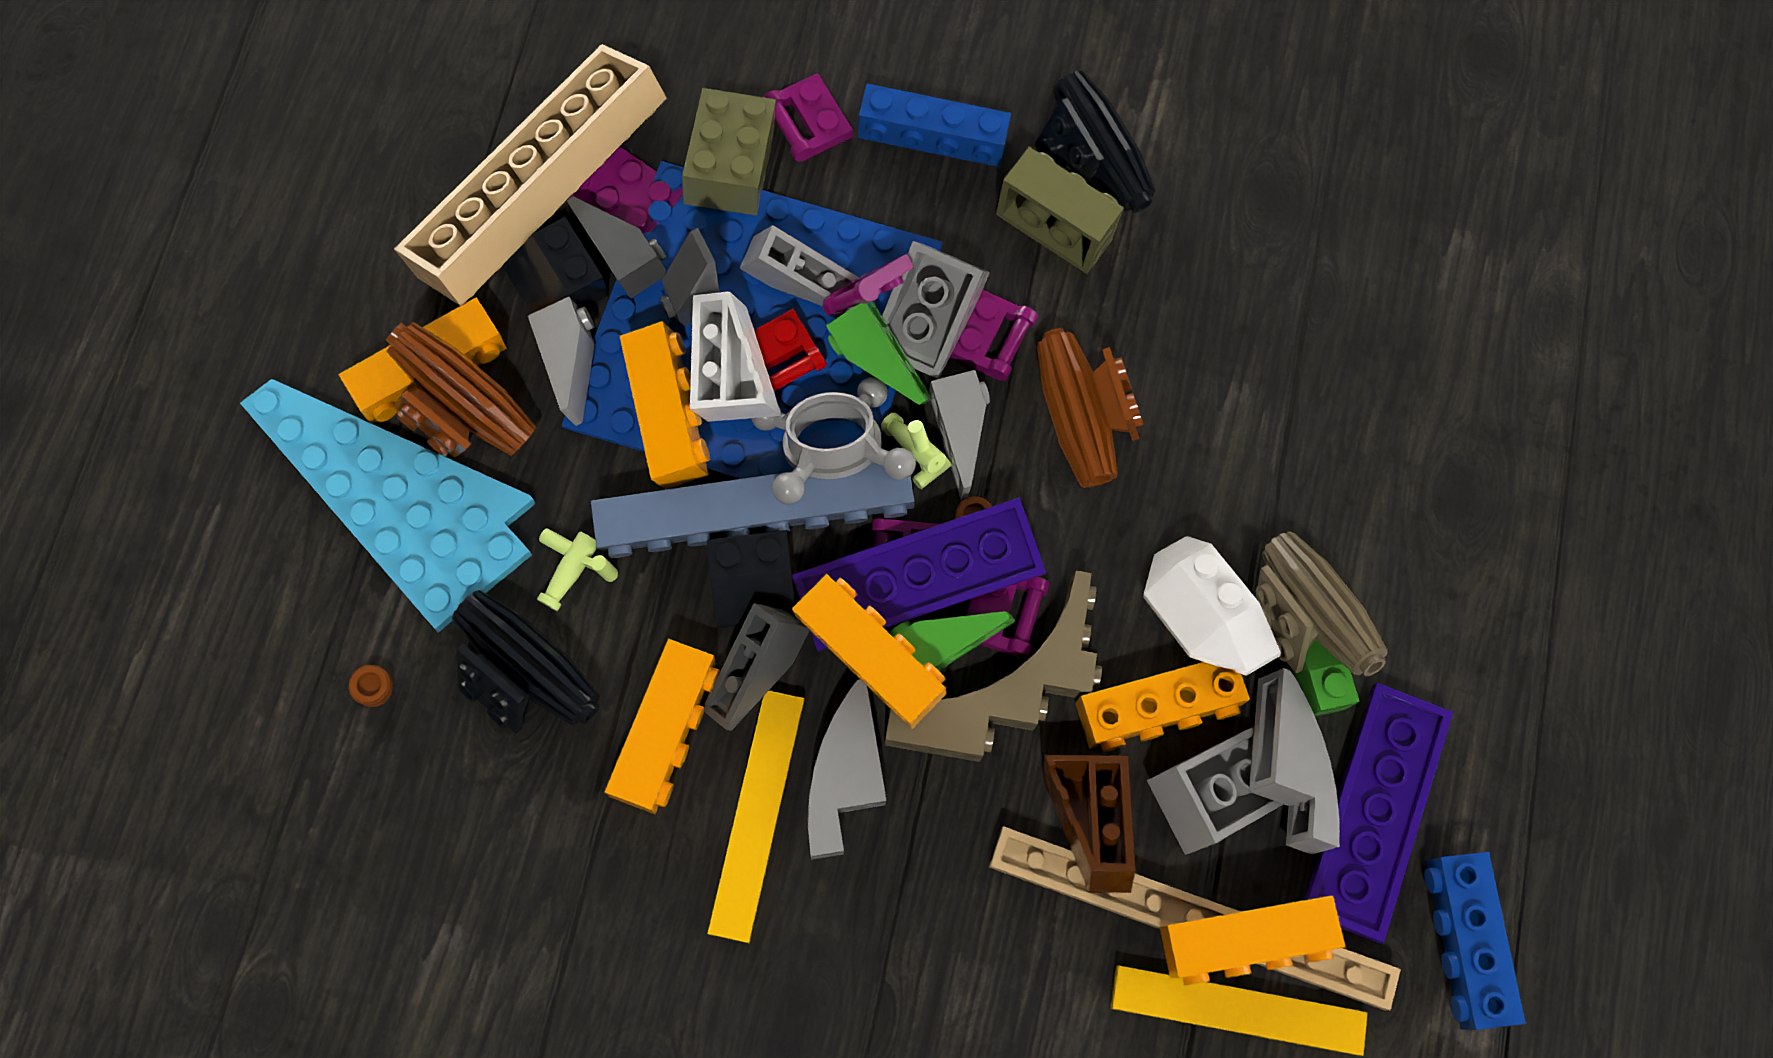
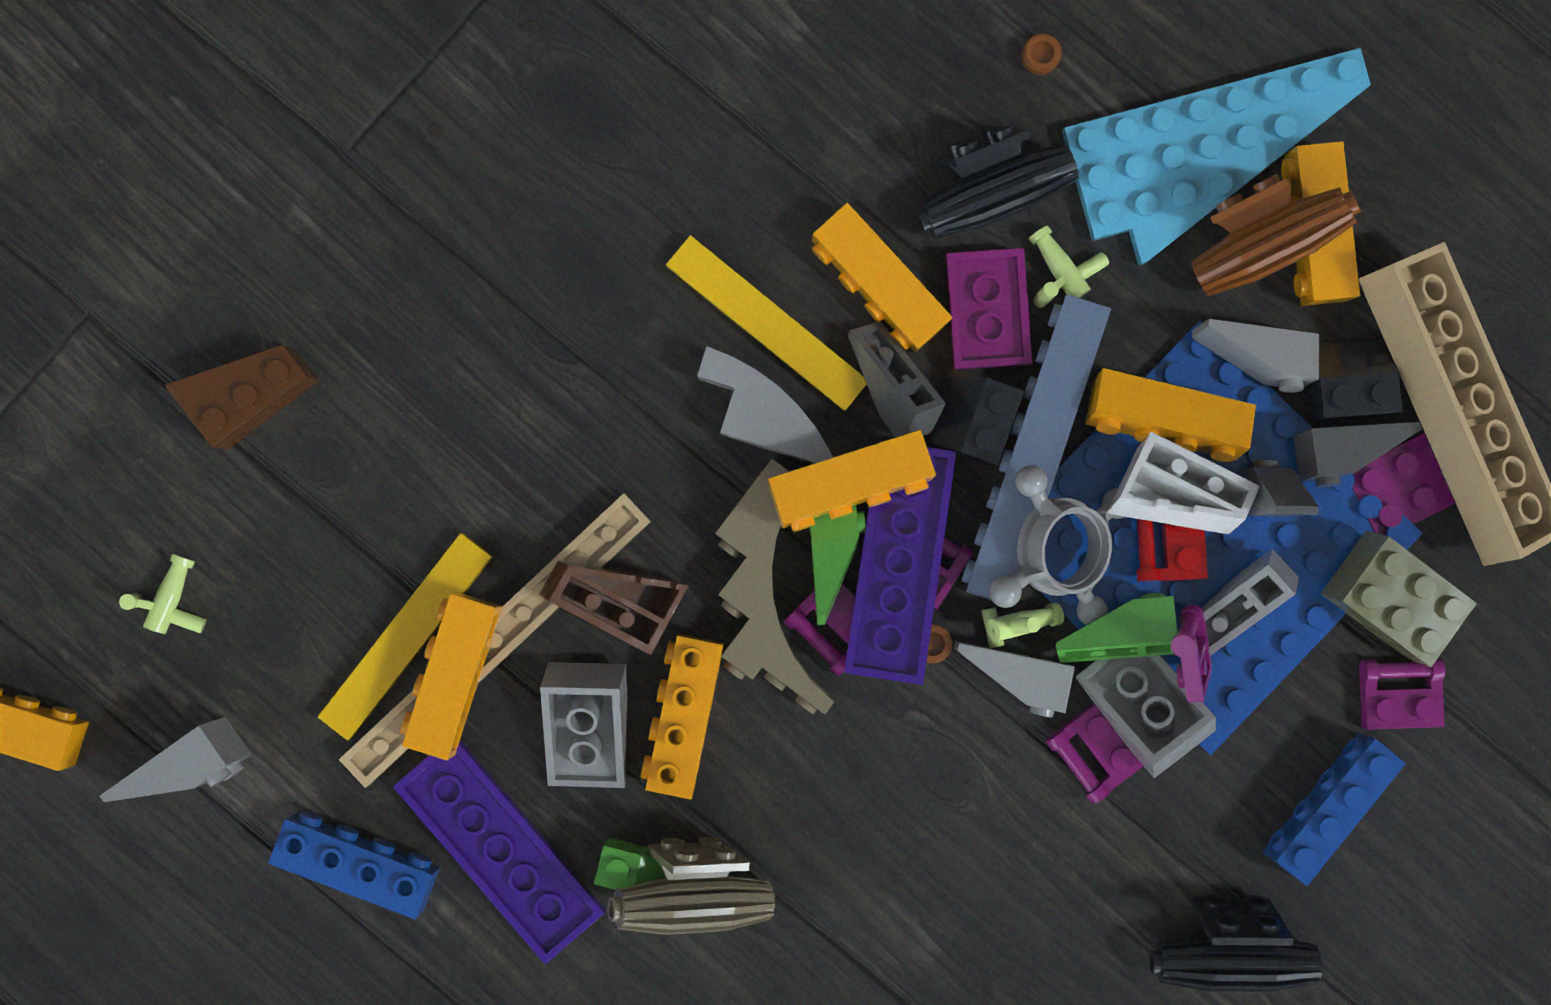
camera: 120 degrees right, 15 degrees up
(641, 614) = (988, 309): none -> magenta plate
(1058, 209) = (1186, 878): olive brick -> none
(1086, 405) = (982, 798): dark orange plate -> none
(1209, 607) = (743, 798): white wedge -> none
(1294, 764) = (574, 798): light grey slope -> none

